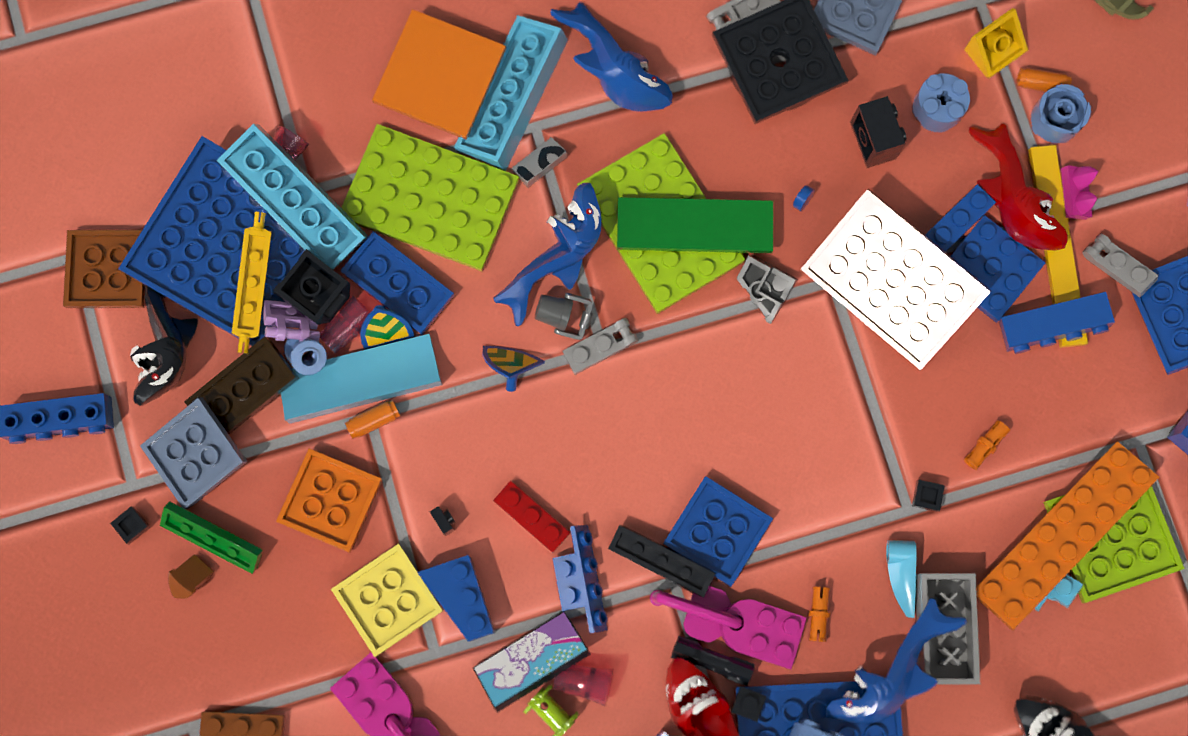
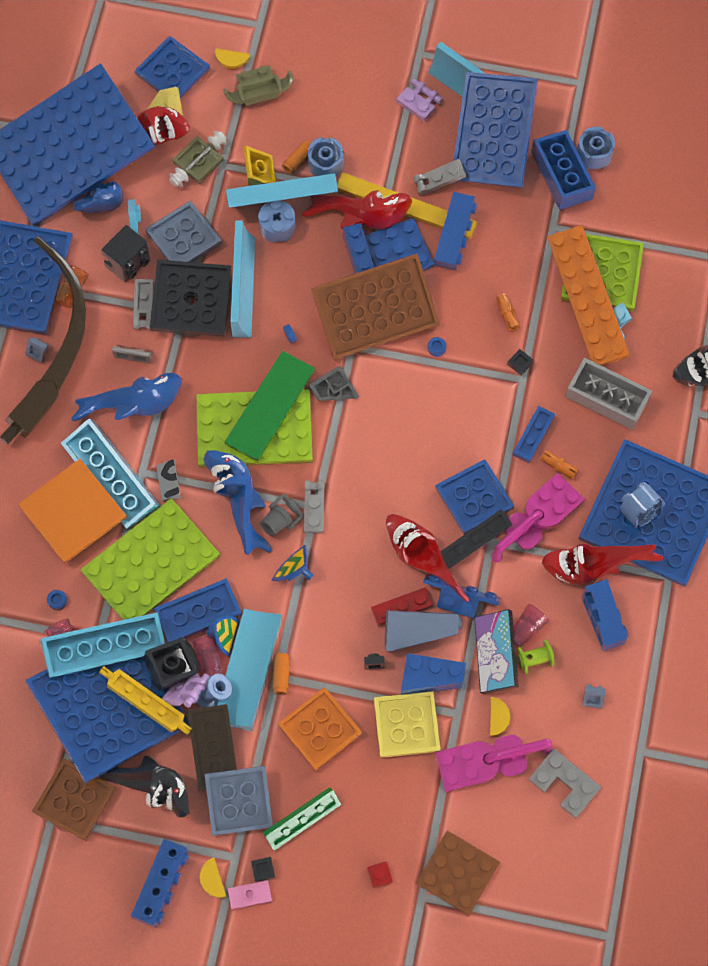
camera: 60 degrees left, 10 degrees down
(91, 473) = (211, 879): none -> yellow tile
(94, 525) = (249, 895): none -> bright pink plate
(188, 577) = (321, 847): dark orange tile -> none
(192, 663) = (379, 874): none -> red plate
(329, 119) = (56, 599): none -> blue tile
(455, 706) = (499, 716): none -> yellow tile
(512, 552) = (418, 627): none -> sand blue slope
(607, 503) = (419, 550): none -> red piece
(675, 32) = (132, 353): none -> light grey slope
(730, 667) = (565, 533): black axle -> none
(748, 704) = (593, 533): black plate -> none
(835, 104) = (242, 282): none -> medium azure arch
(841, 561) = (533, 434): none -> blue plate
(878, 131) = (274, 266): black brick -> none
(890, 382) = (436, 346): none -> blue tile
(902, 573) = (557, 400): medium azure piece -> none
(904, 679) = (630, 444): blue piece -> none
(981, 85) = (281, 190): none -> medium azure arch
(1076, 192) = (382, 177): dark pink tile -> none

